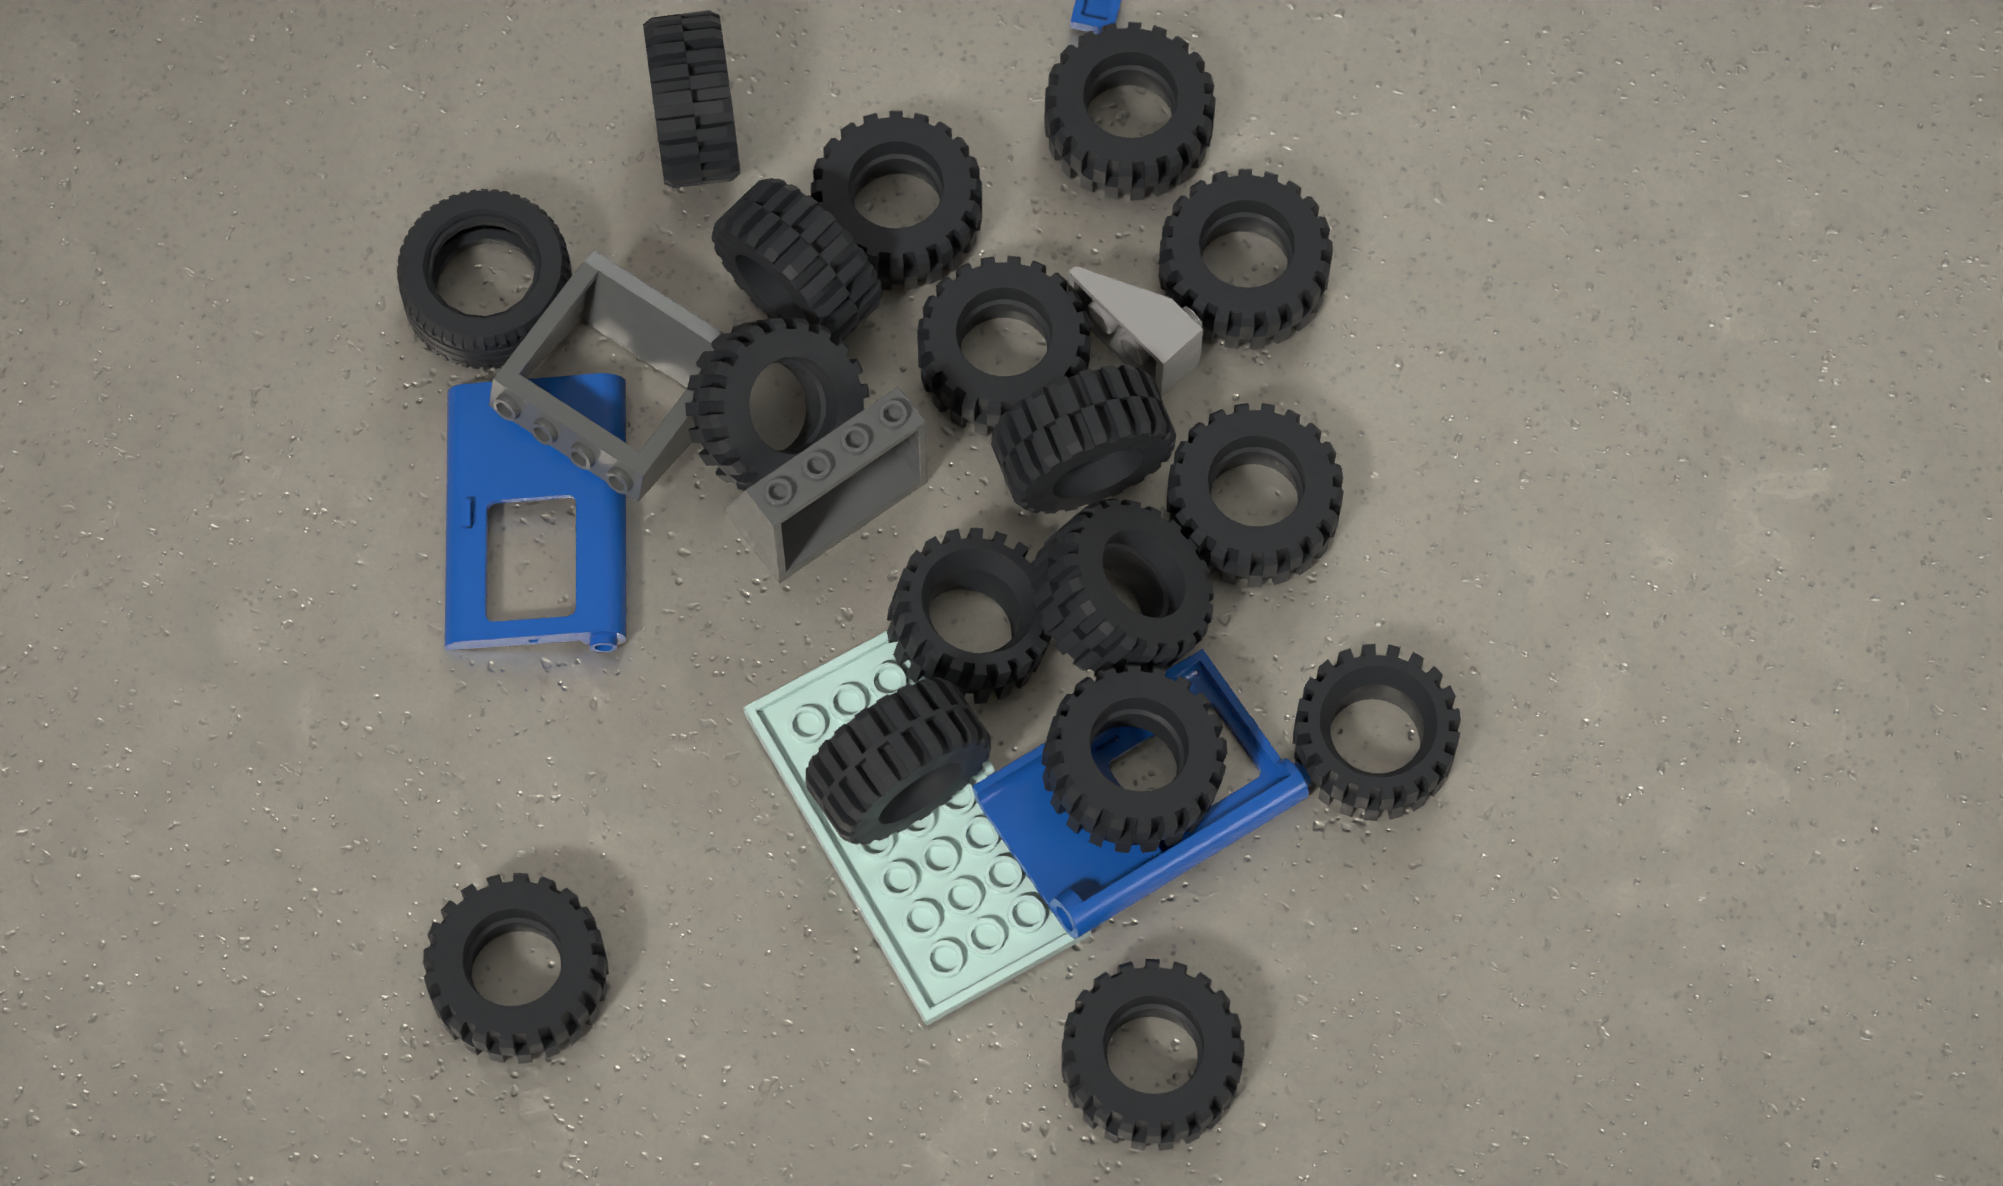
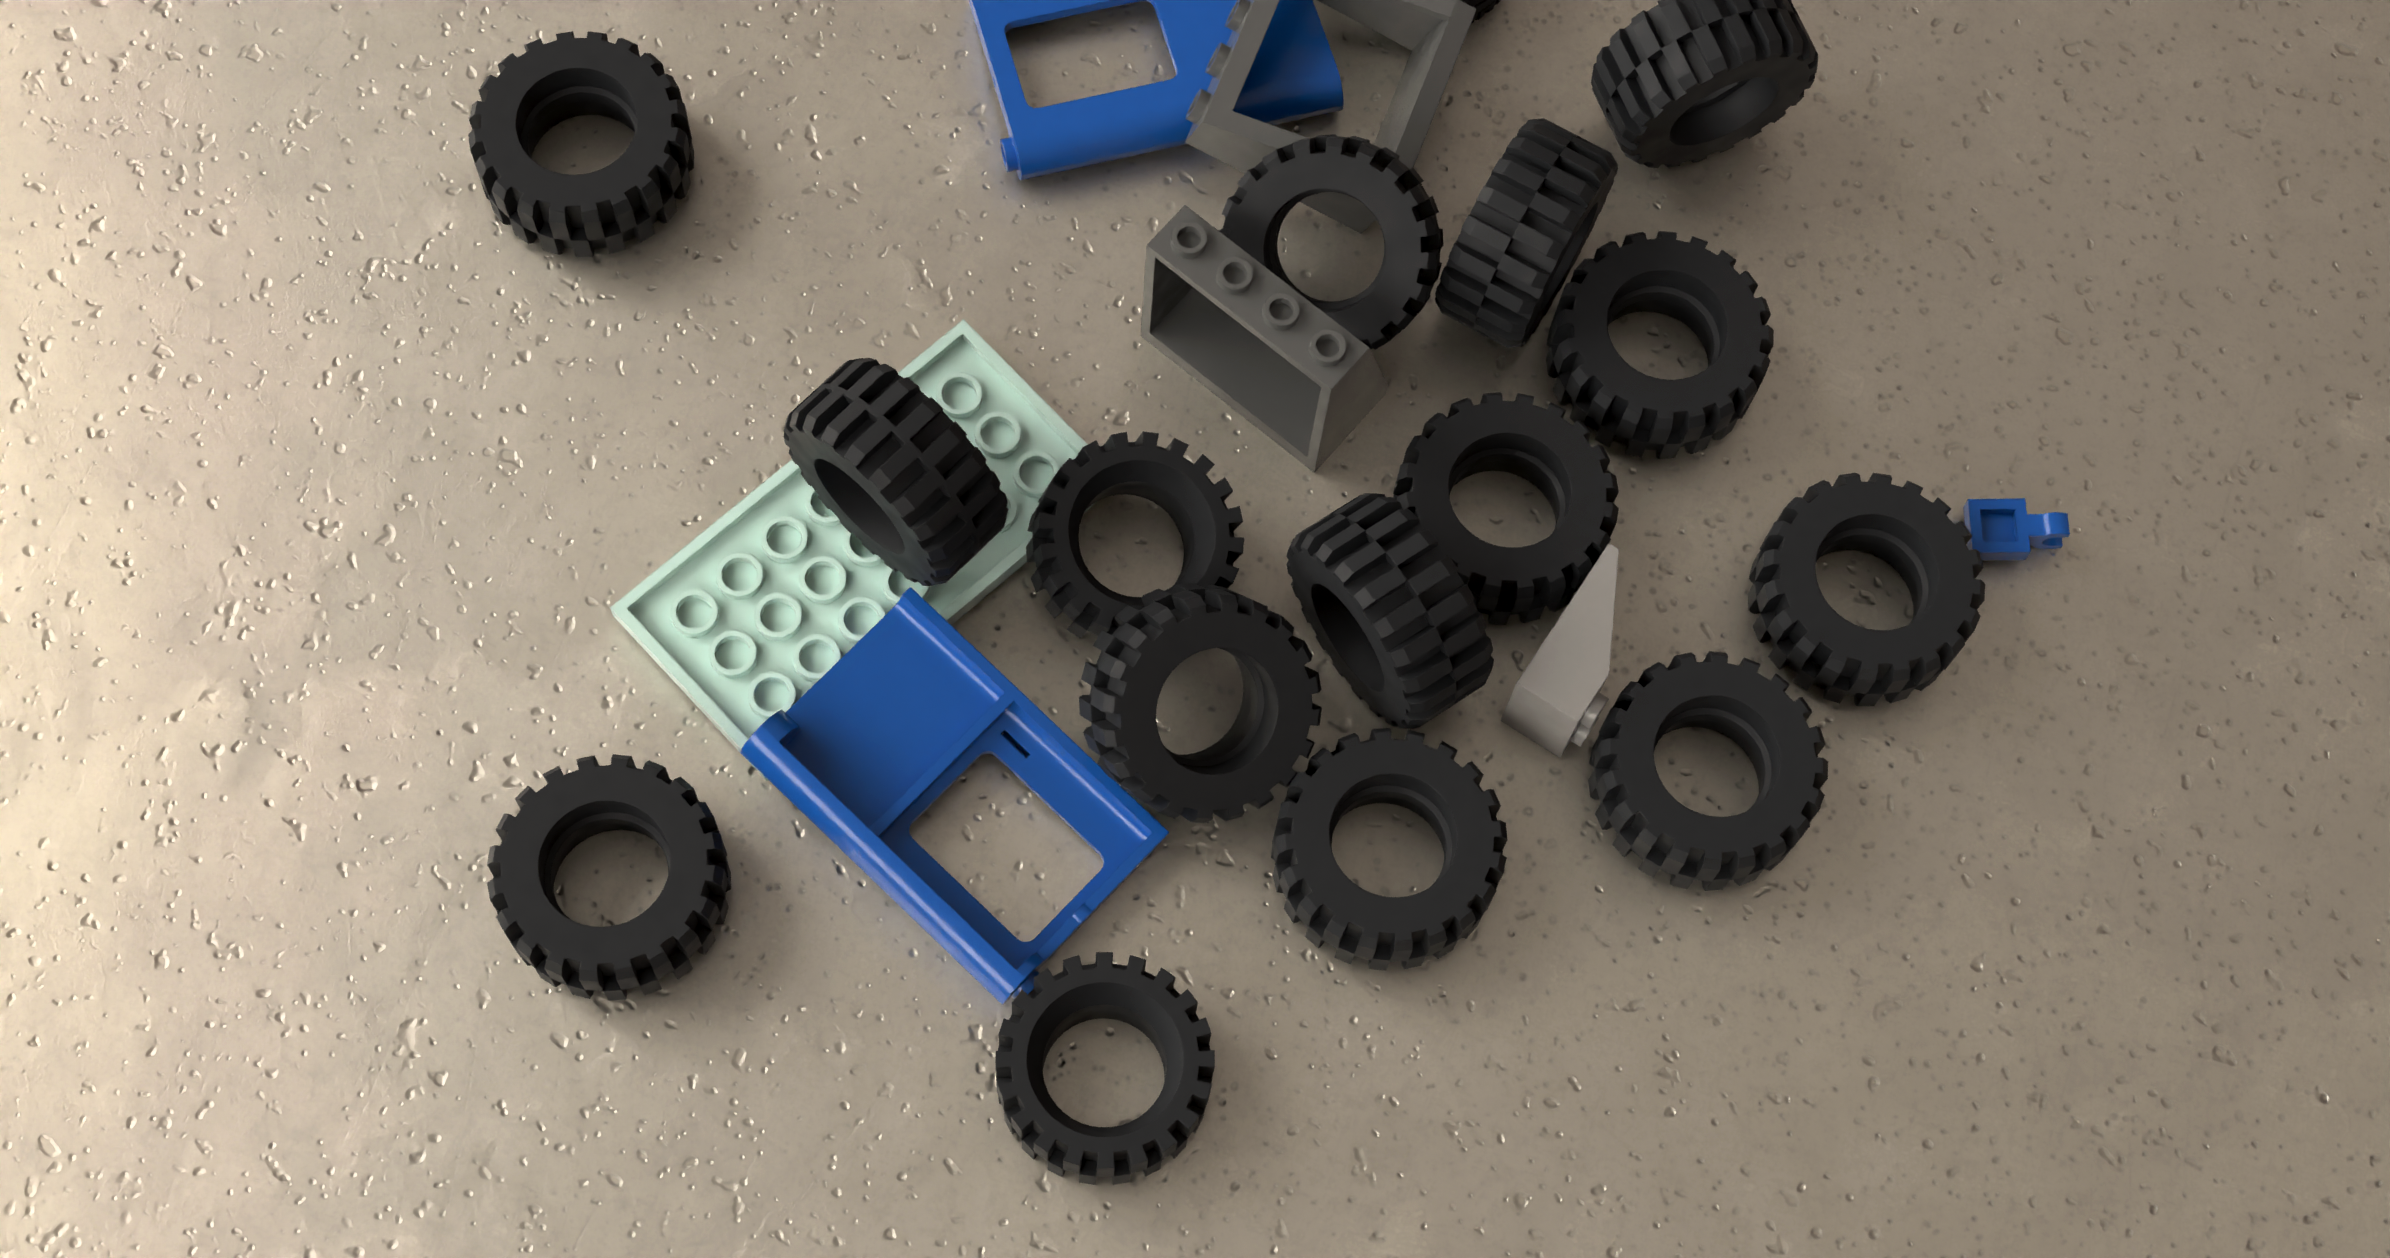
camera: 70 degrees right, 0 degrees up
(1147, 703) = (992, 683): black tyre -> none

